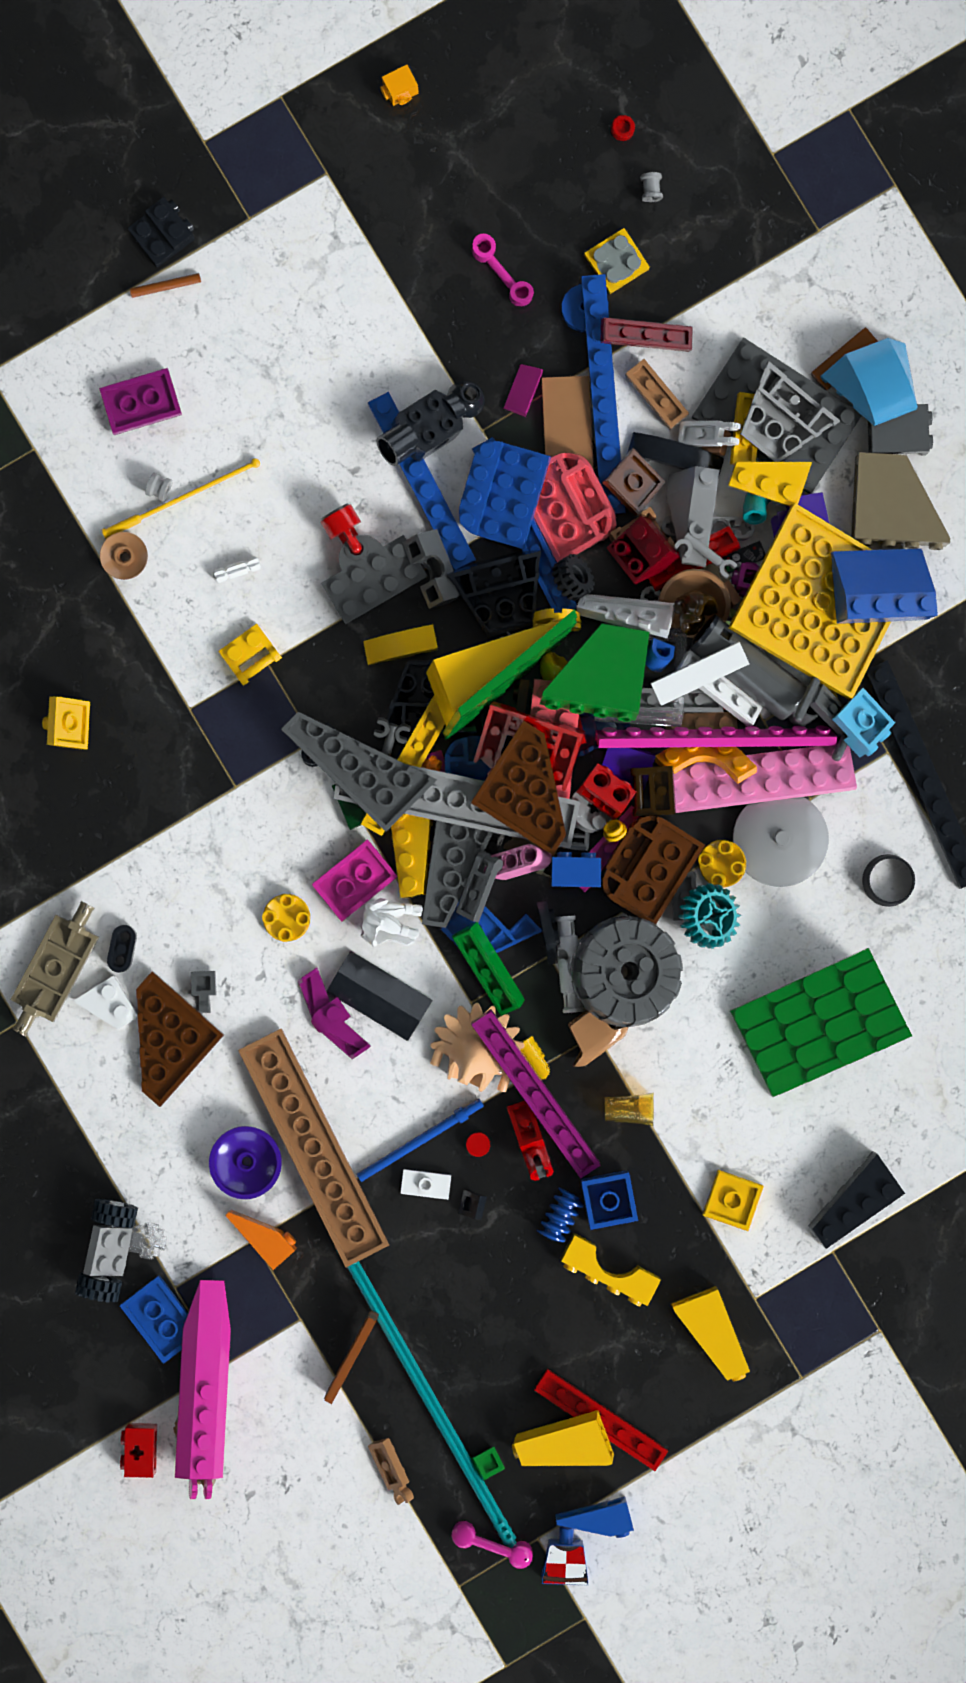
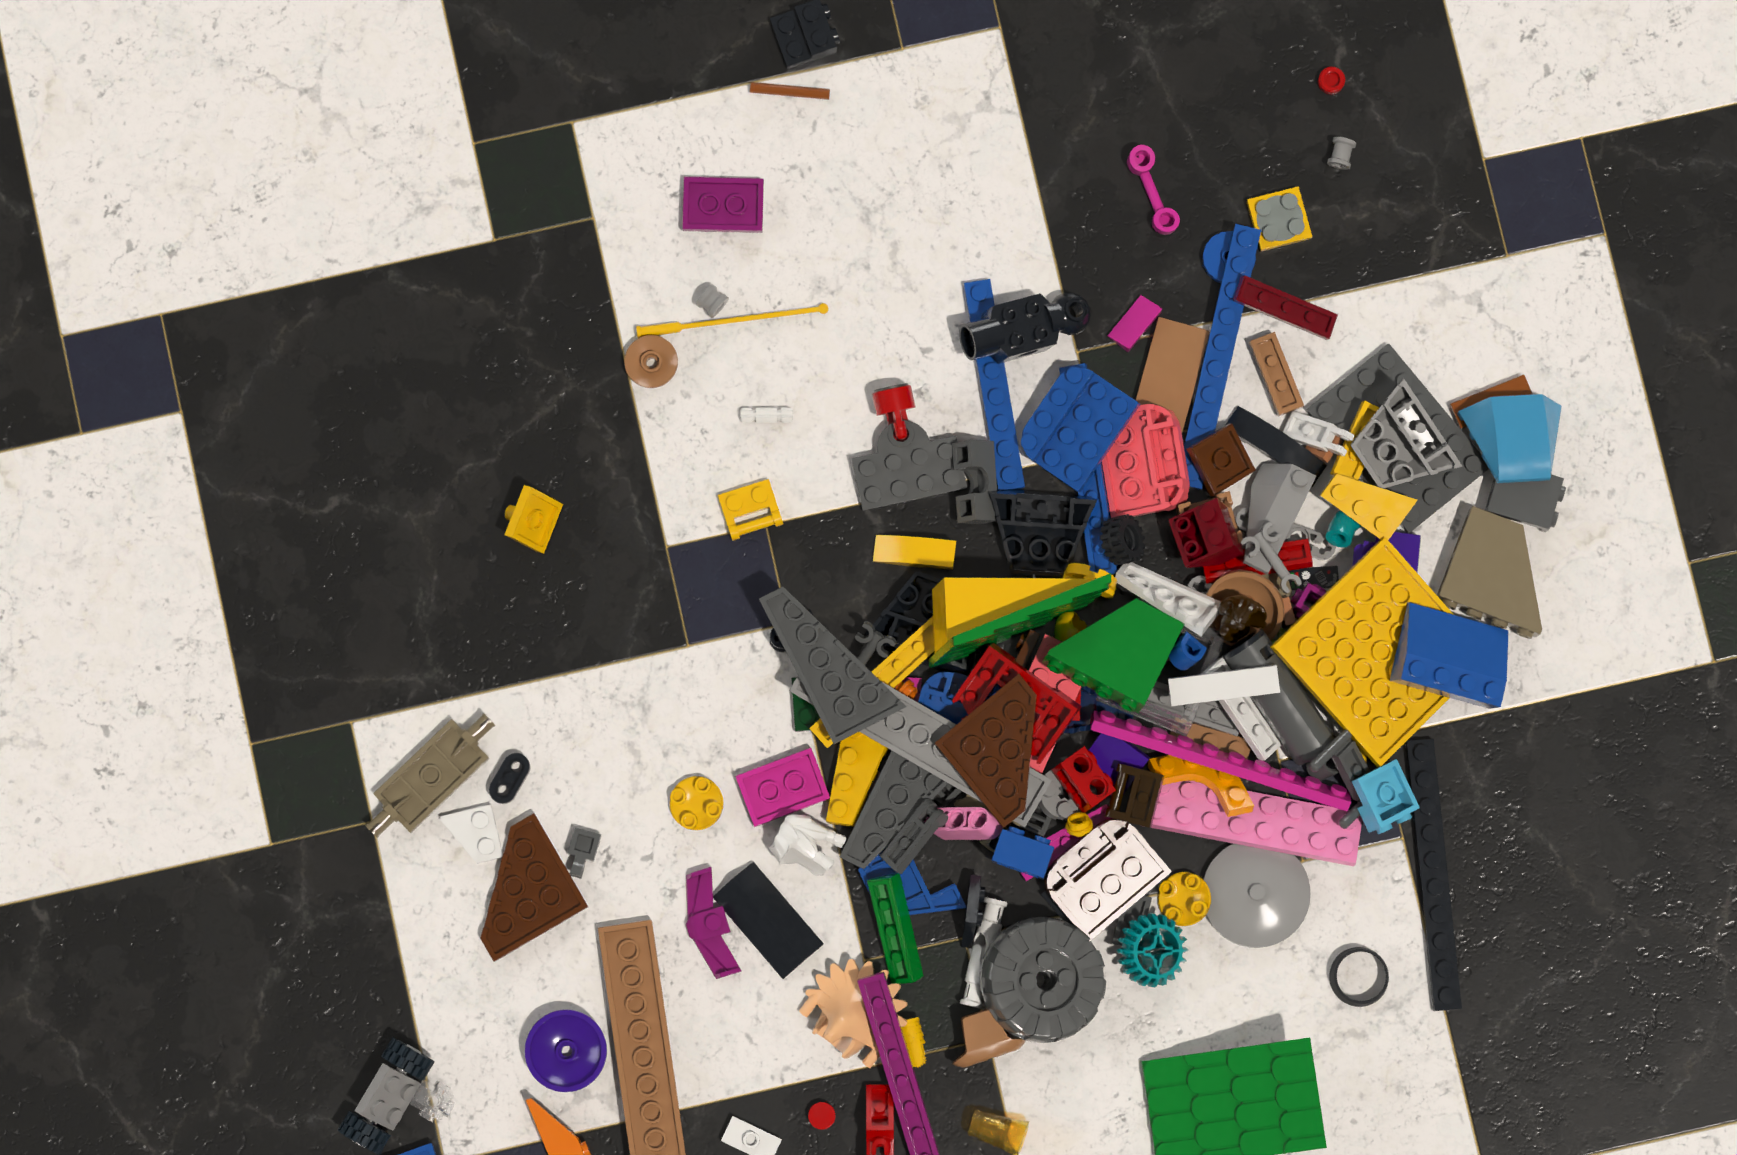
camera: 25 degrees right, 5 degrees down
(460, 1115) = (812, 1077): blue bar -> none

